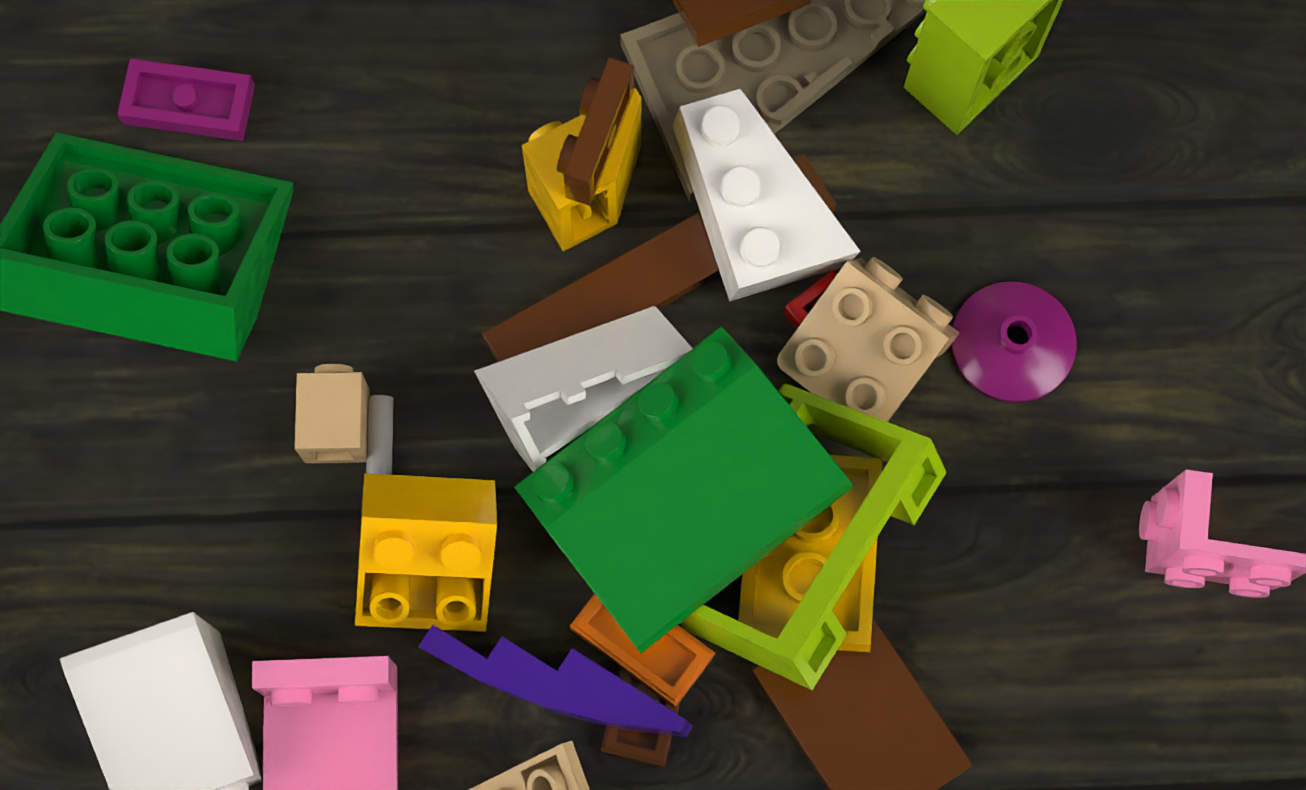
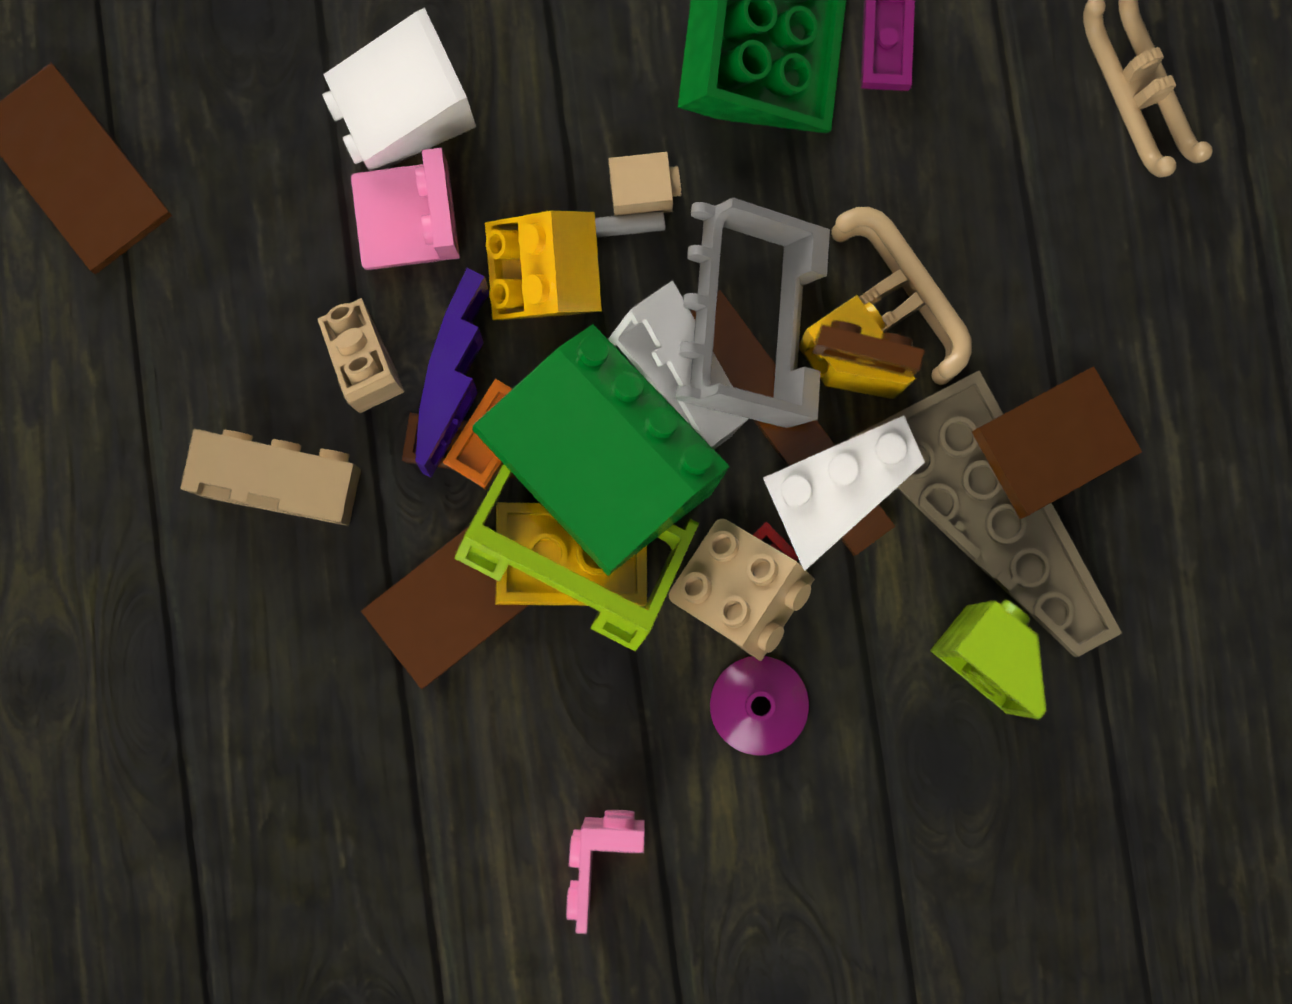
camera: 85 degrees right, 10 degrees up
(457, 225) = (803, 262): none -> light grey hinge
(499, 96) = (915, 280): none -> tan piece

